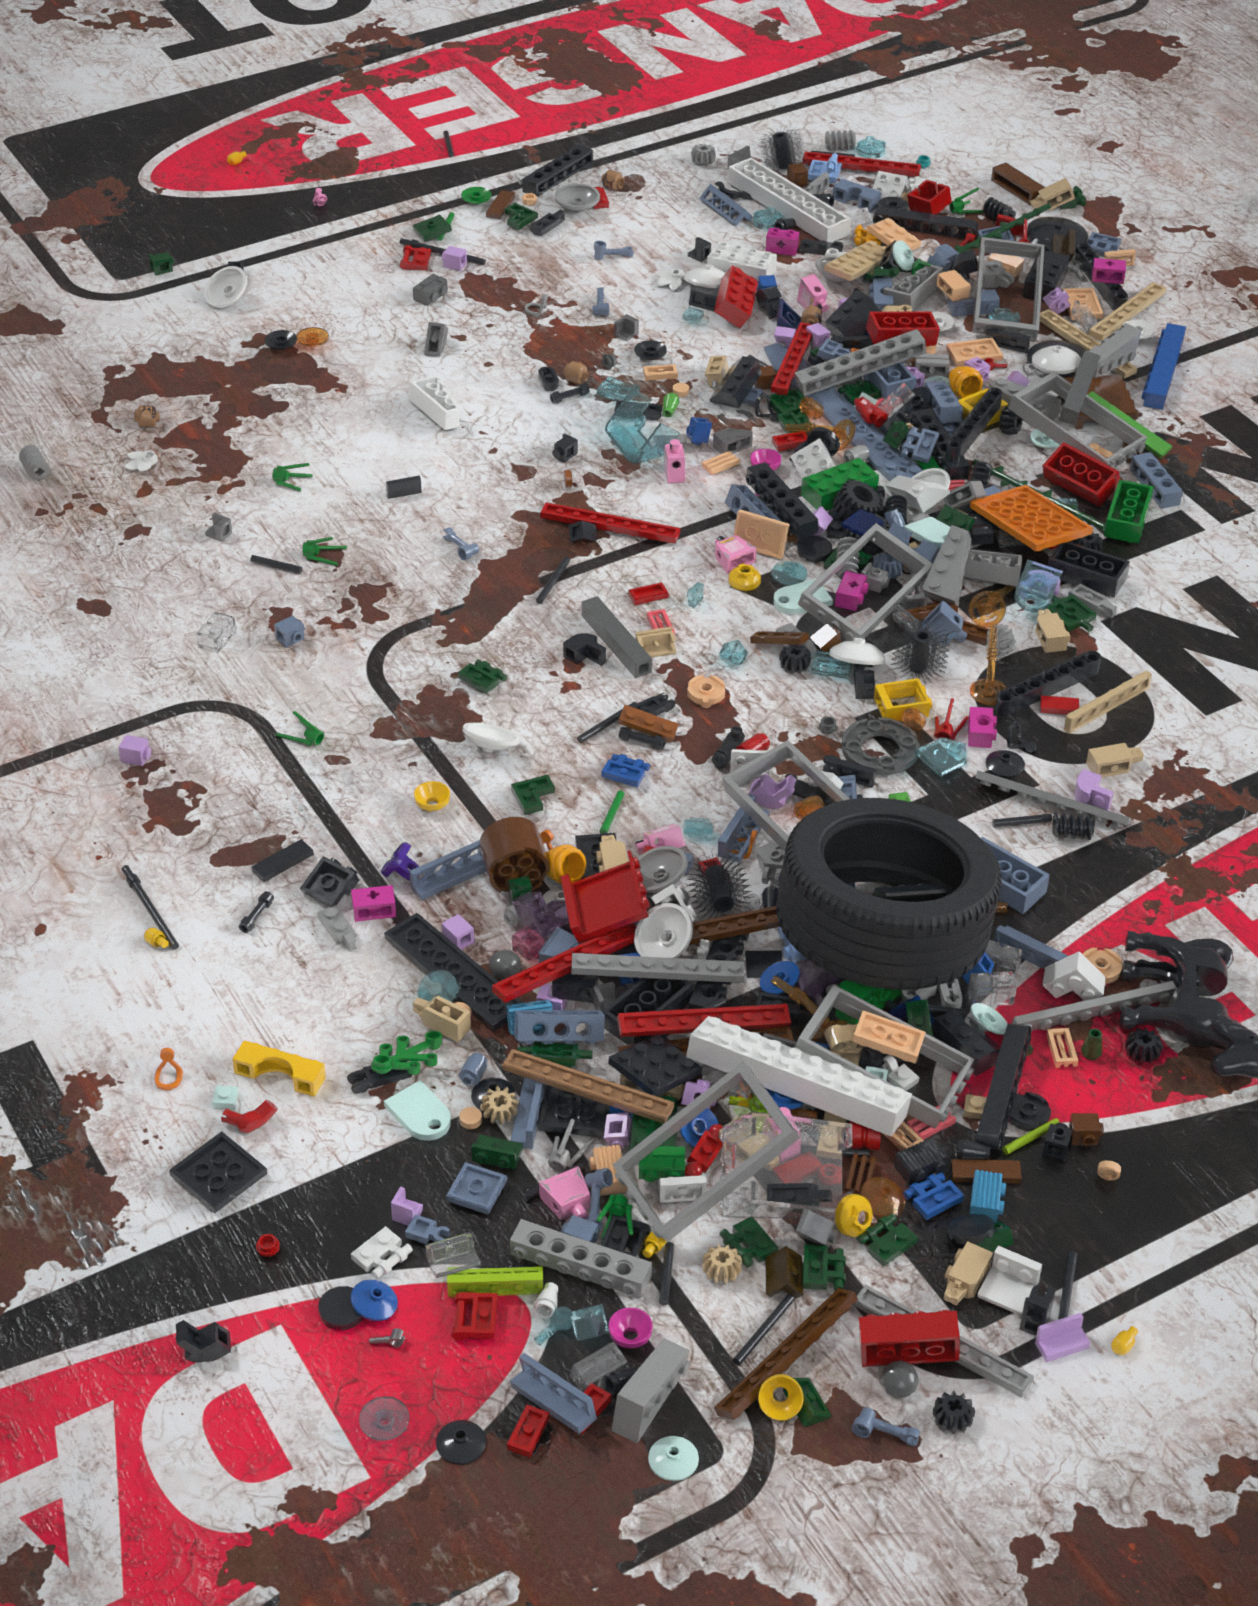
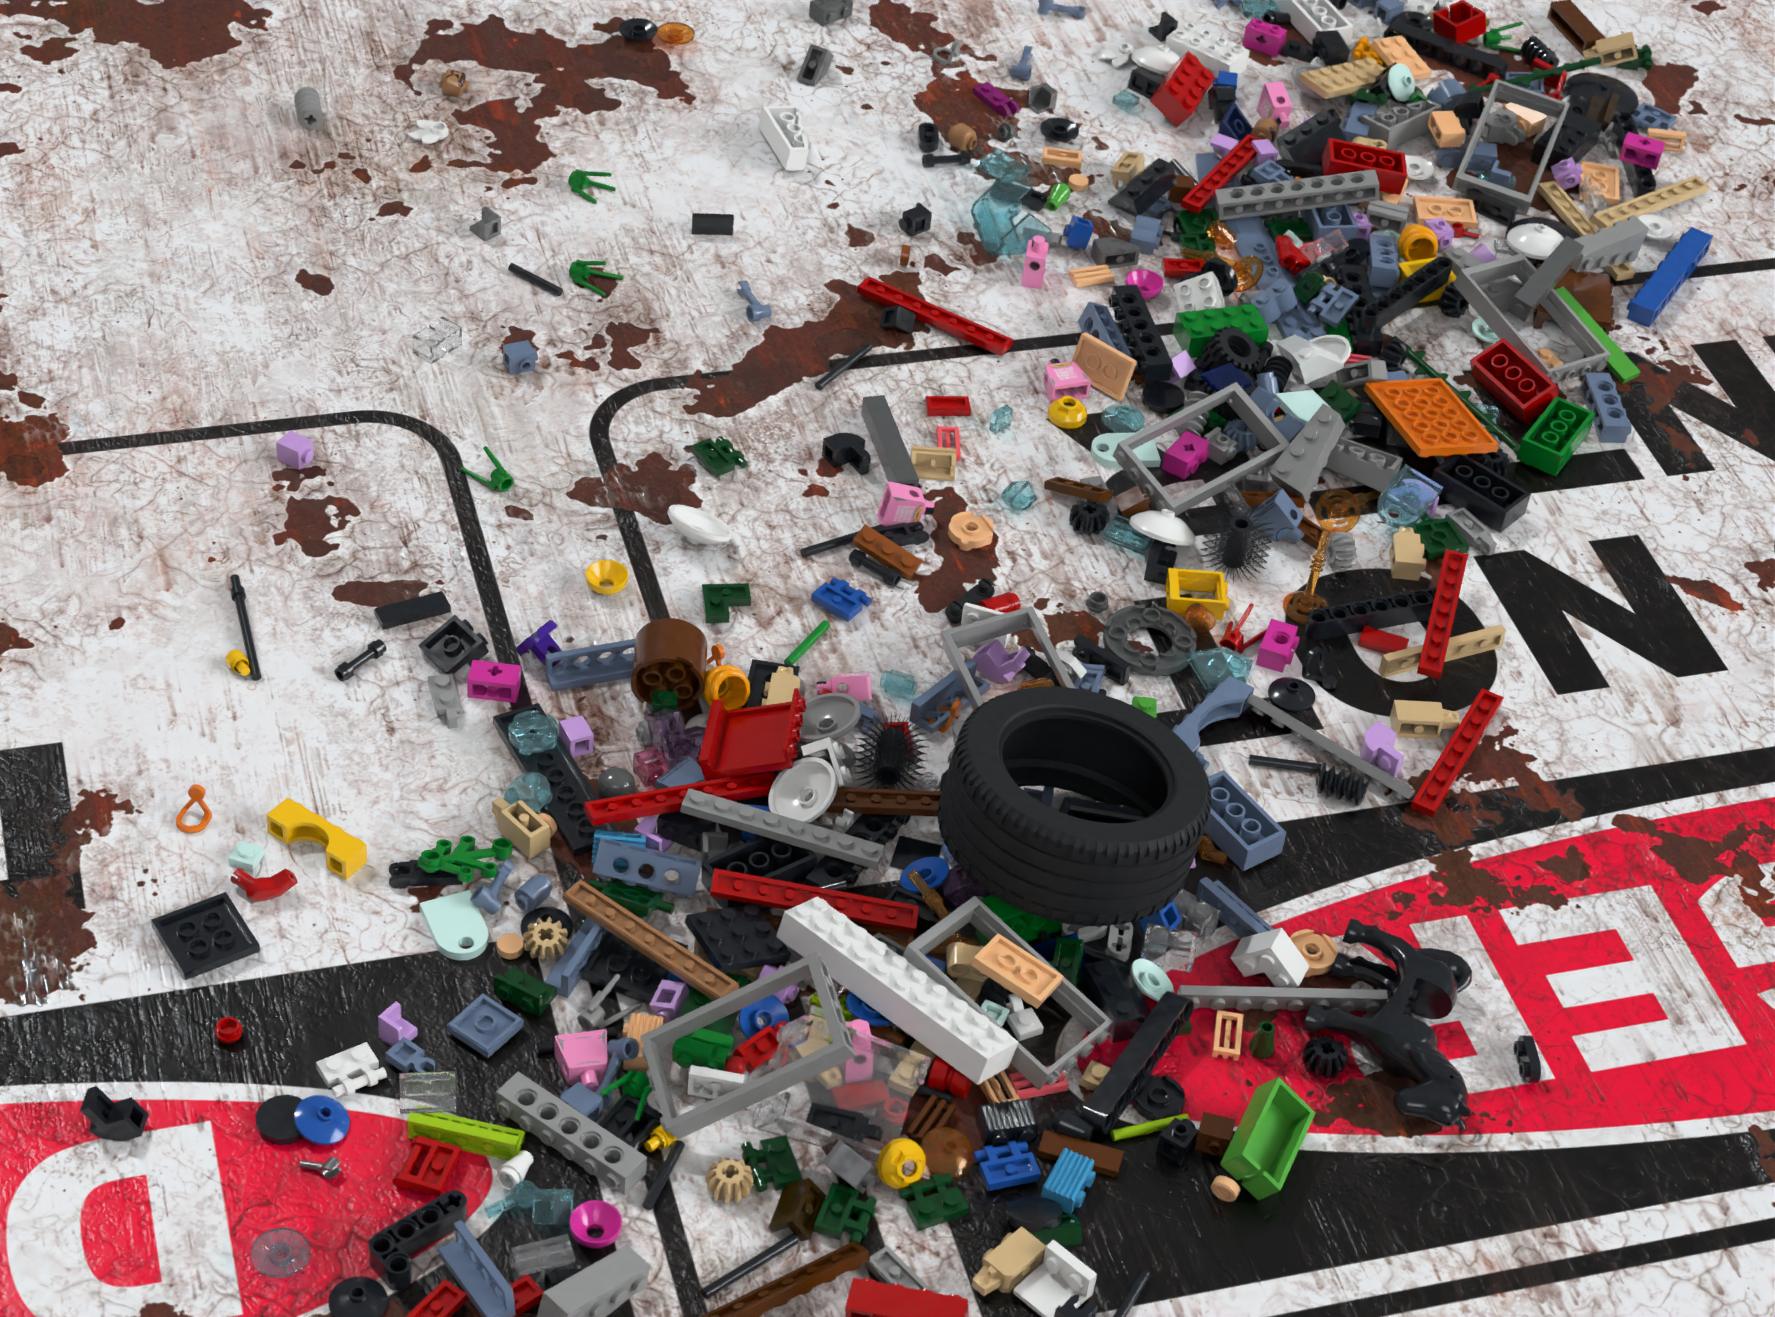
camera: 10 degrees right, 0 degrees up
(427, 946) = (527, 742): none -> clear light blue plate
(437, 1081) = (487, 897): none -> sand blue brick
(506, 1352) = (394, 1245): none -> black beam
(589, 336) = (995, 99): none -> magenta hinge
(646, 682) = (903, 505): none -> bright pink torso
(752, 419) = (1147, 233): none -> sand blue brick
(838, 239) = (1331, 47): none -> black brick
(874, 450) = (1275, 300): none -> sand blue brick
(958, 782) = (1224, 702): none -> sand blue arch
(1007, 314) = (1499, 176): none -> sand blue panel
(1100, 672) = (1442, 614): none -> red plate
(1129, 1122) = (1268, 1138): none -> bright green piece
(1150, 780) = (1456, 753): none -> red plate

